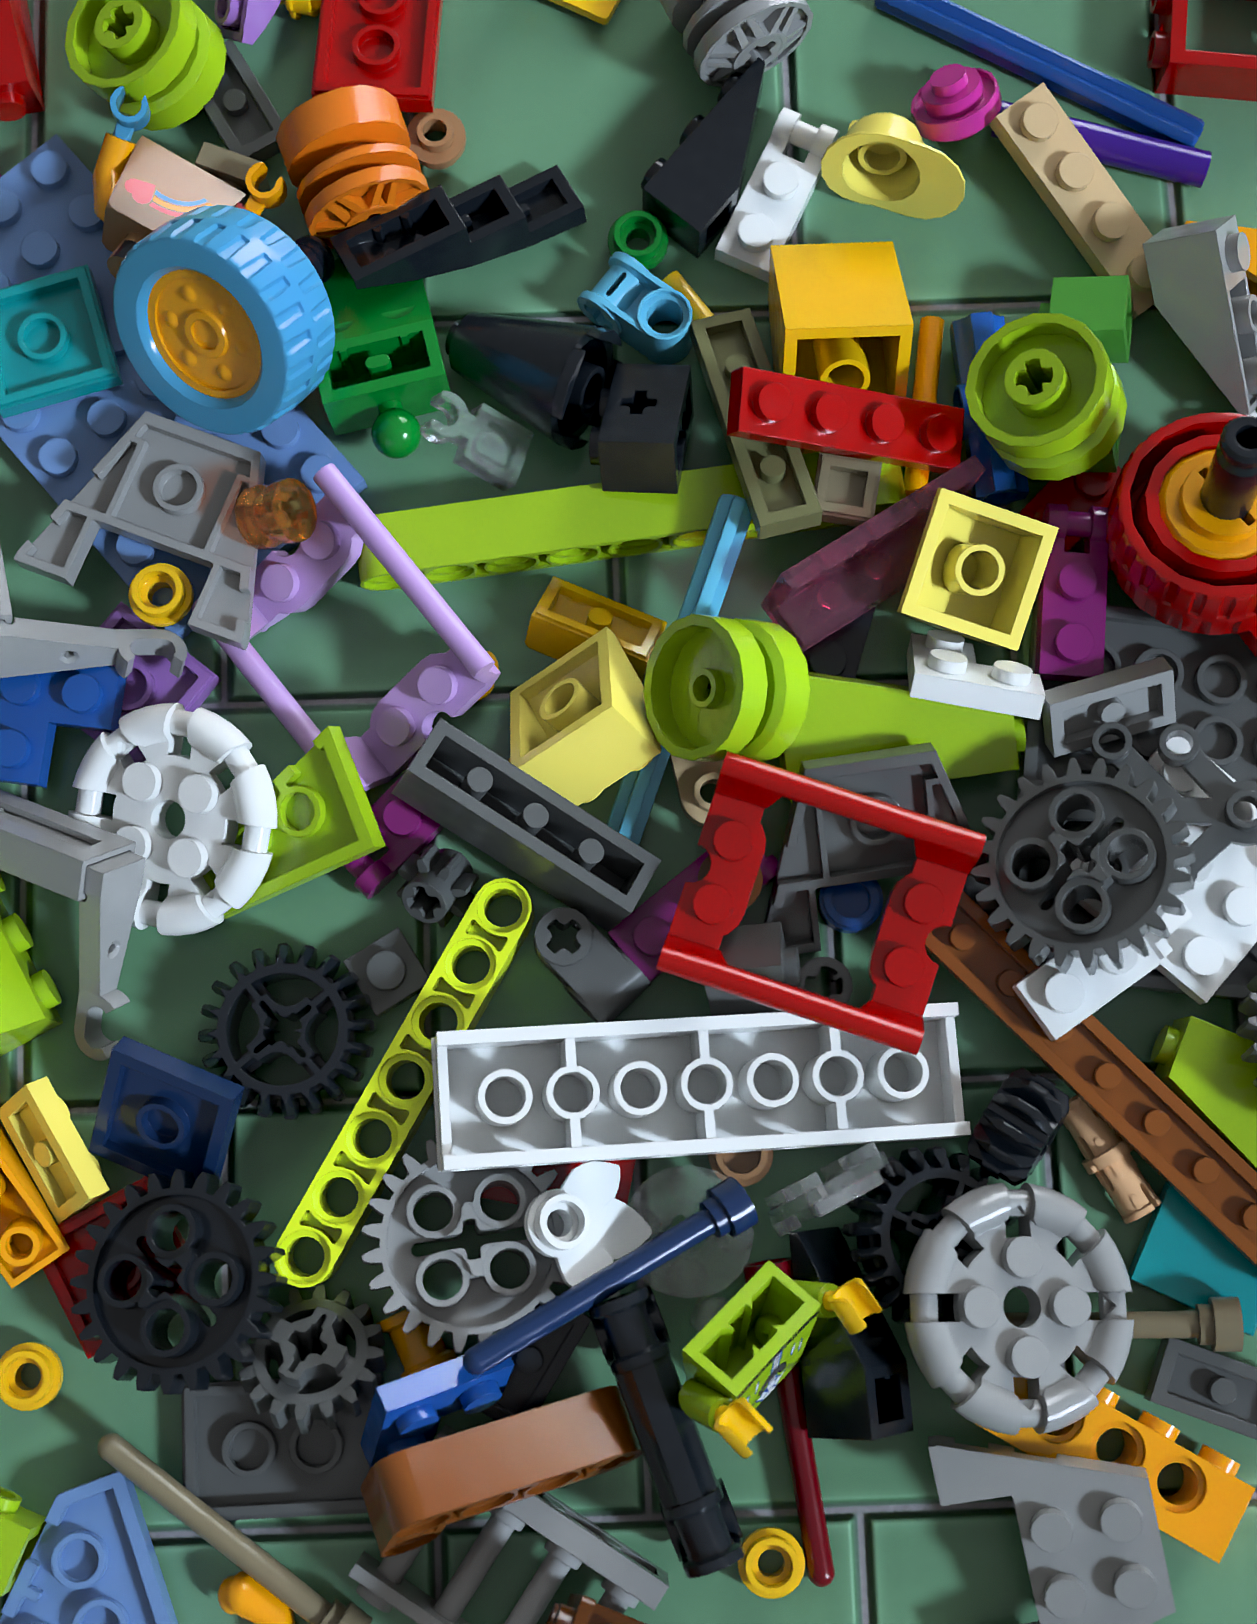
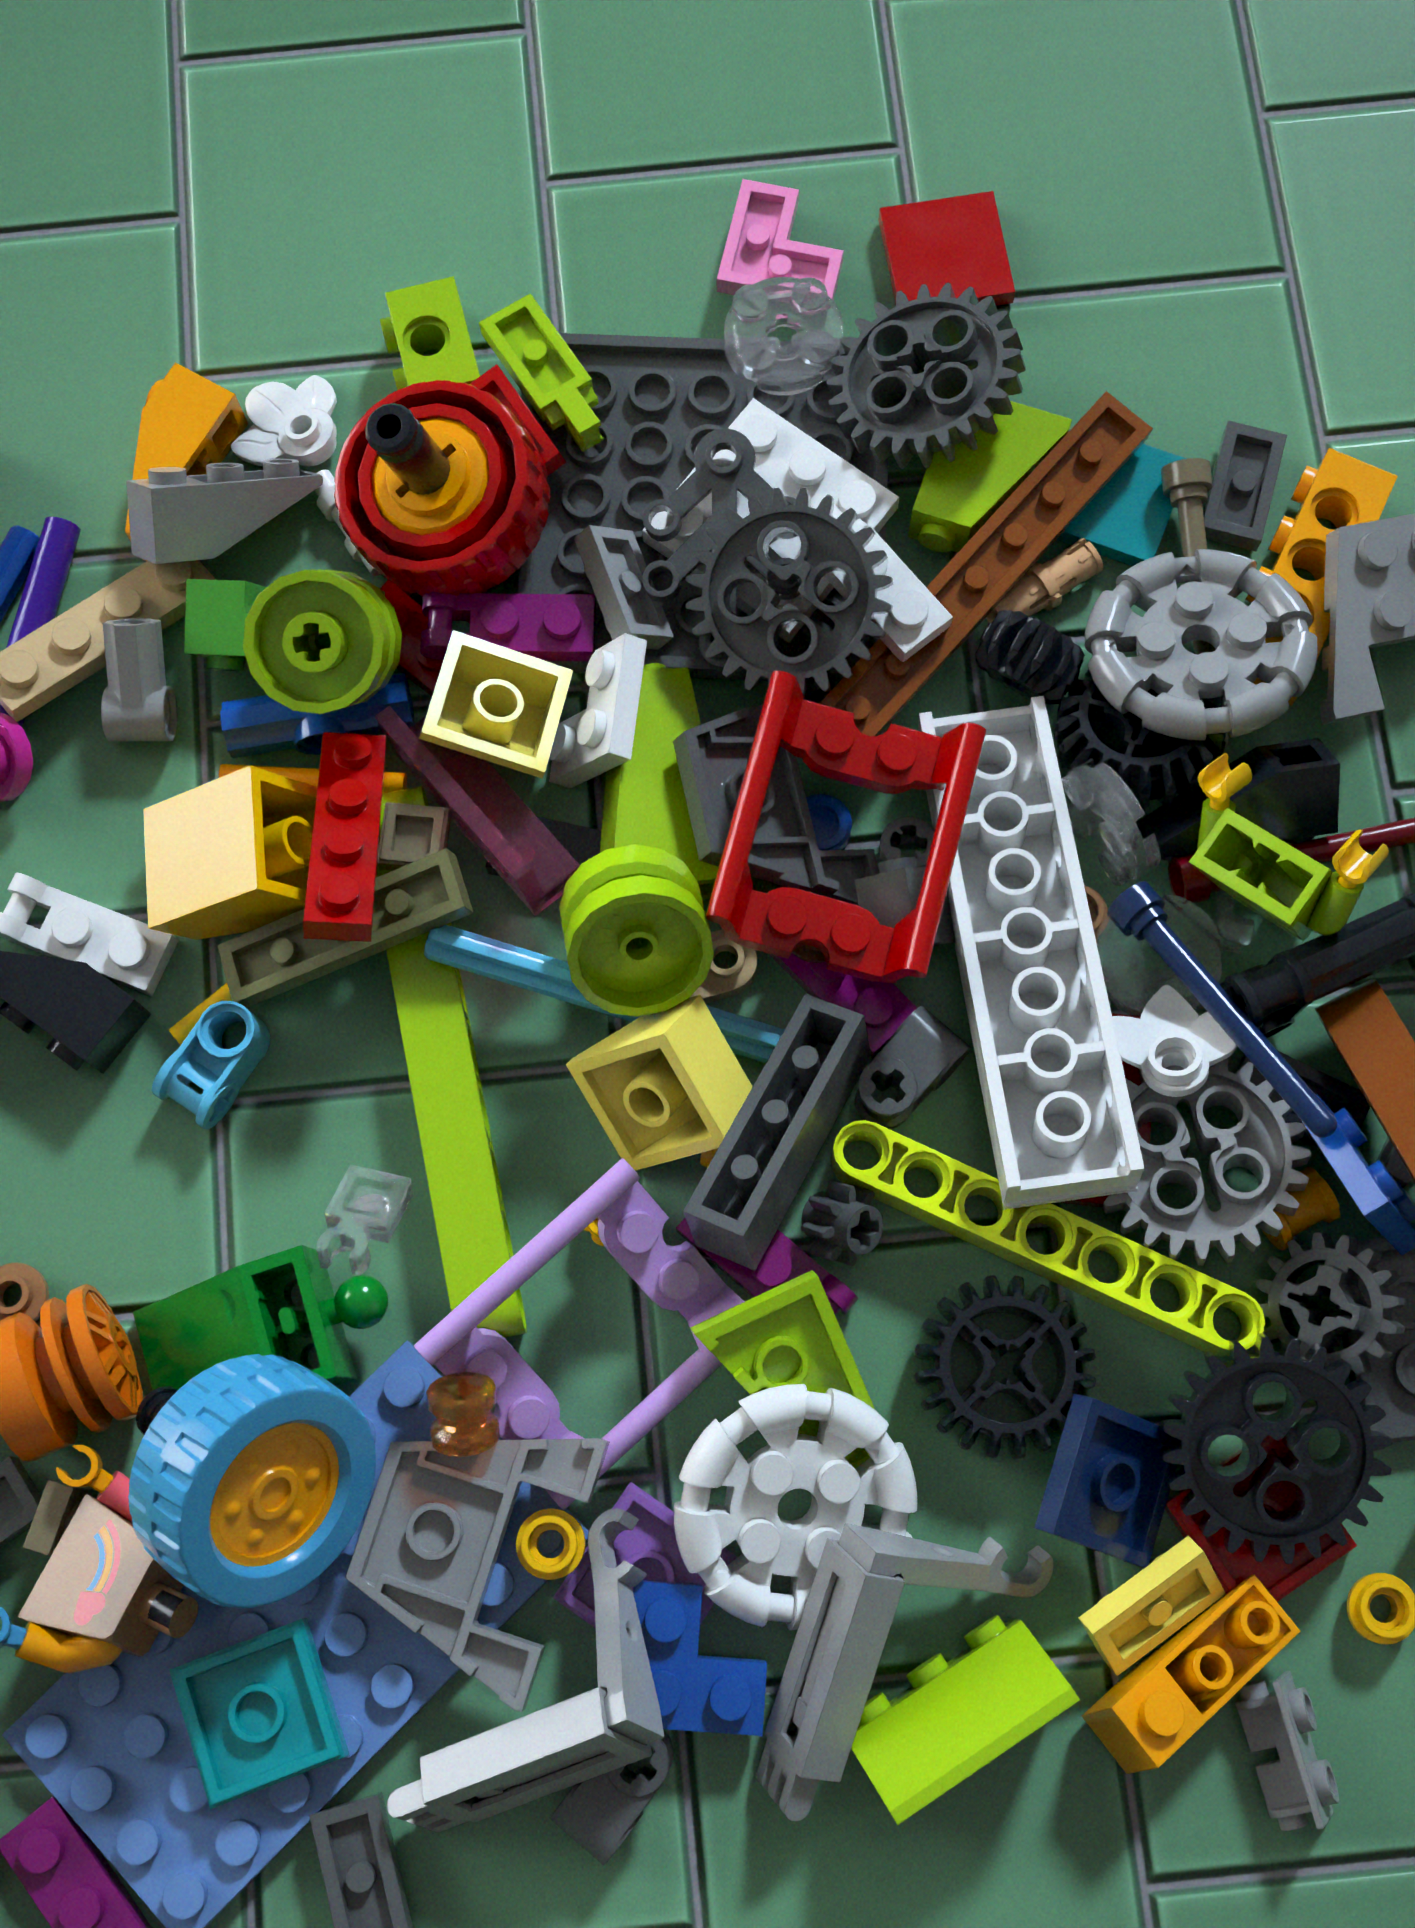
camera: 90 degrees left, 5 degrees down
(388, 972) = (930, 1271): dark grey plate -> none
(447, 235) = (128, 1257): black slope -> none
(537, 369) = (284, 1162): black cone -> none
(573, 614) = (550, 1106): yellow slope -> none
(639, 225) = (119, 1064): green plate -> none
(643, 428) = (351, 1039): black brick -> none
(892, 168) = (59, 817): light yellow piece -> none
(1010, 236) = (137, 699): none -> light grey piece

